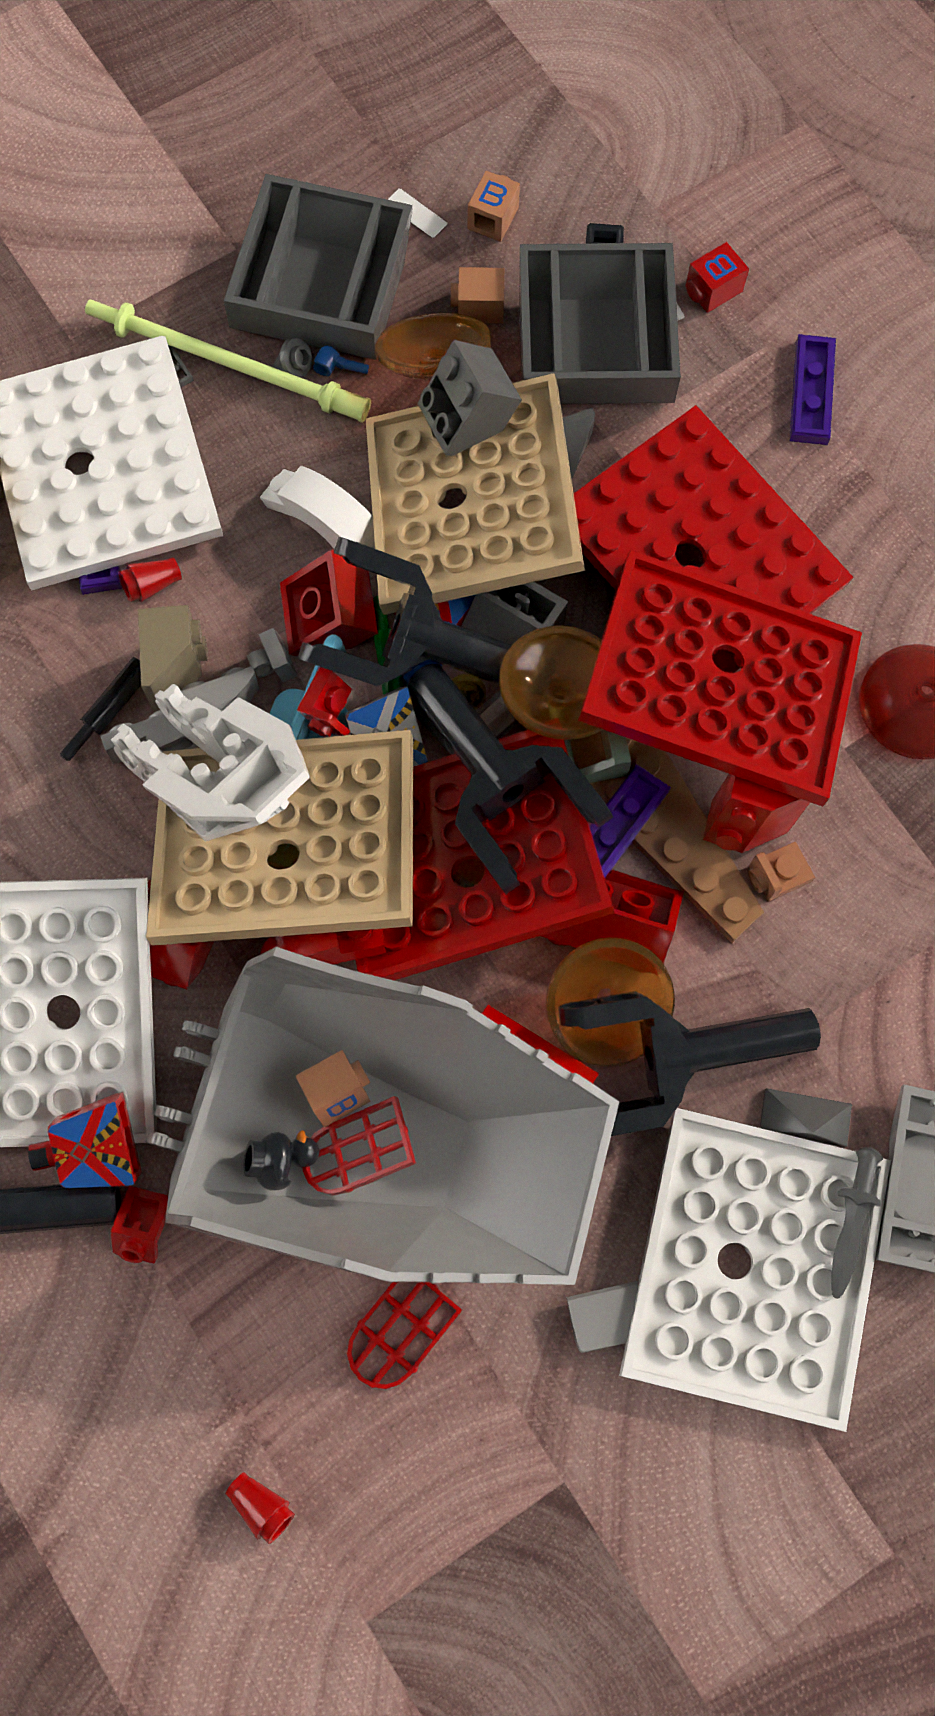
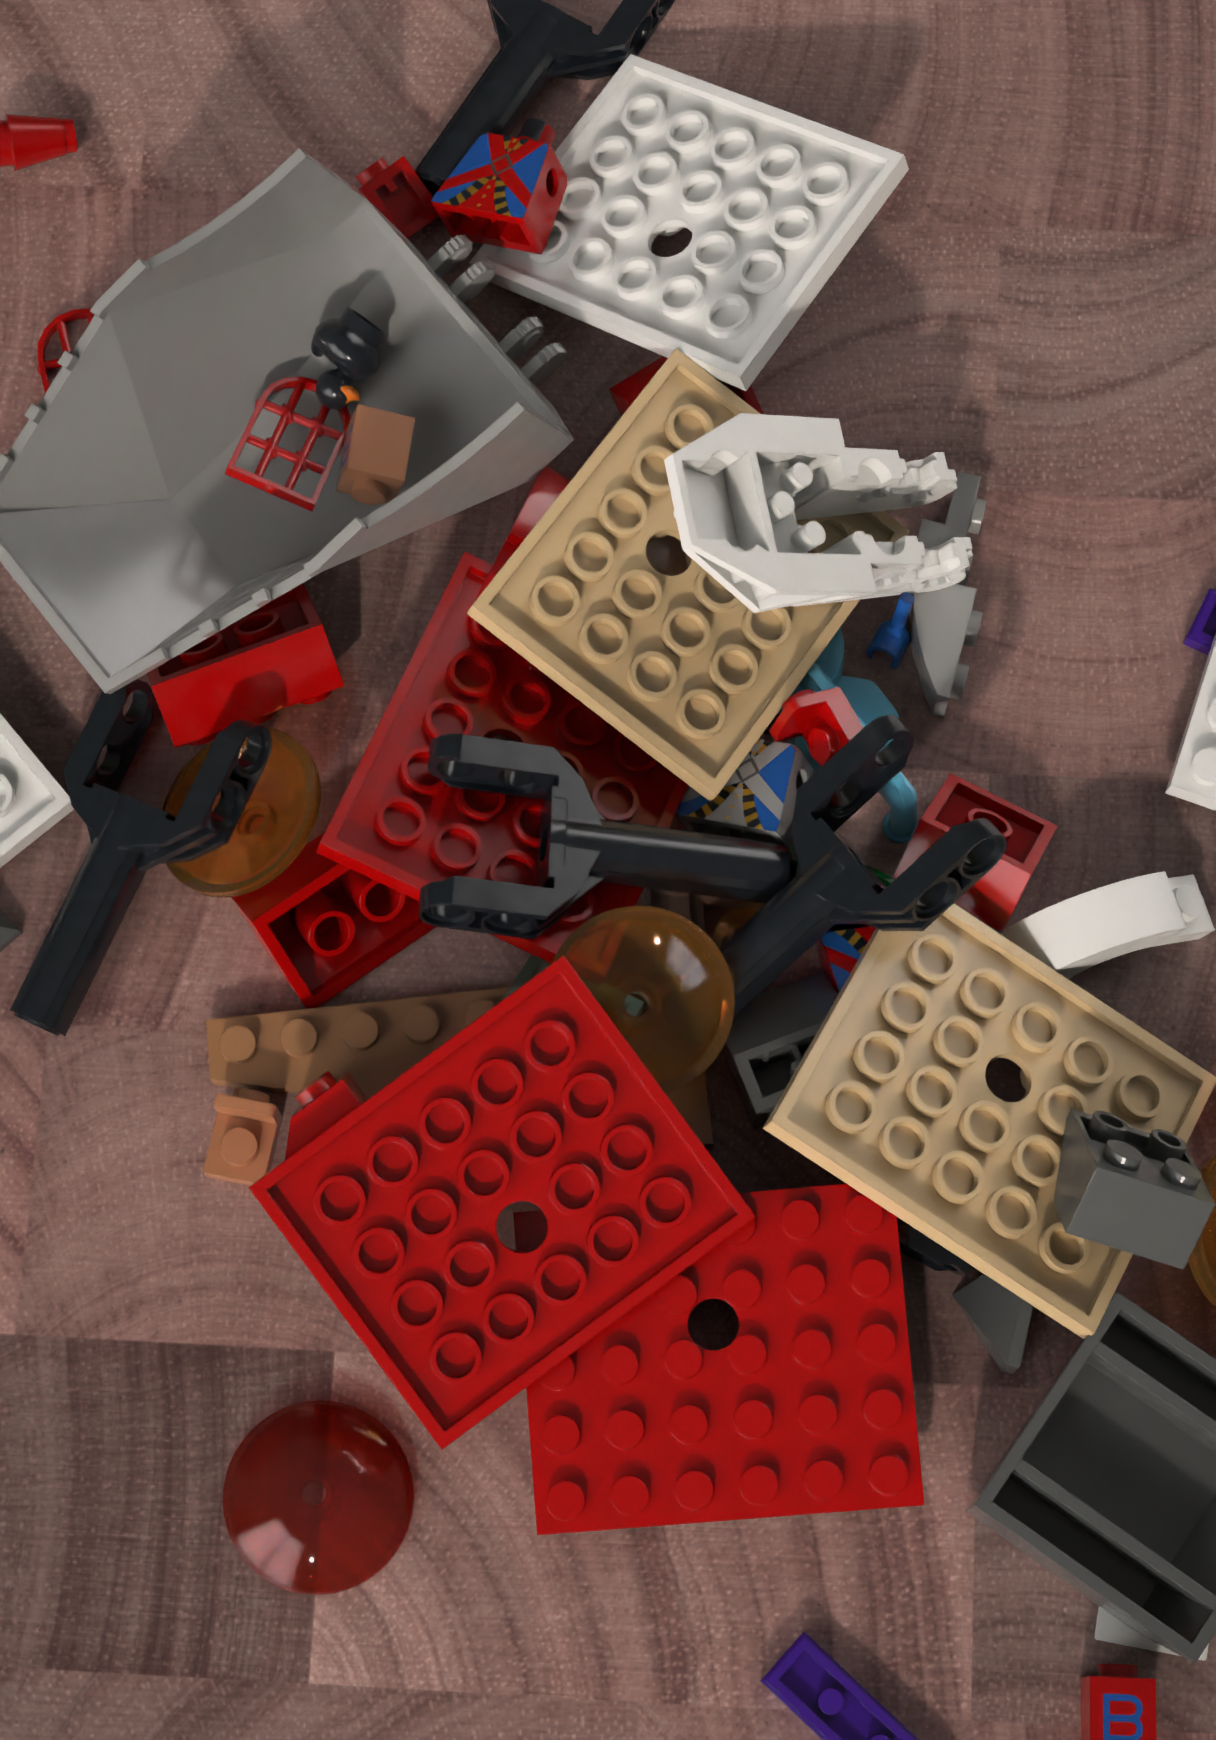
camera: 130 degrees right, 0 degrees up
(106, 706) = (1029, 529): black axle -> none
(148, 578) = (1167, 670): red cone -> none
(169, 649) = (1031, 610): dark tan slope -> none
(272, 658) = (951, 744): light grey tile -> none
(631, 809) = (431, 970): dark purple tile -> none

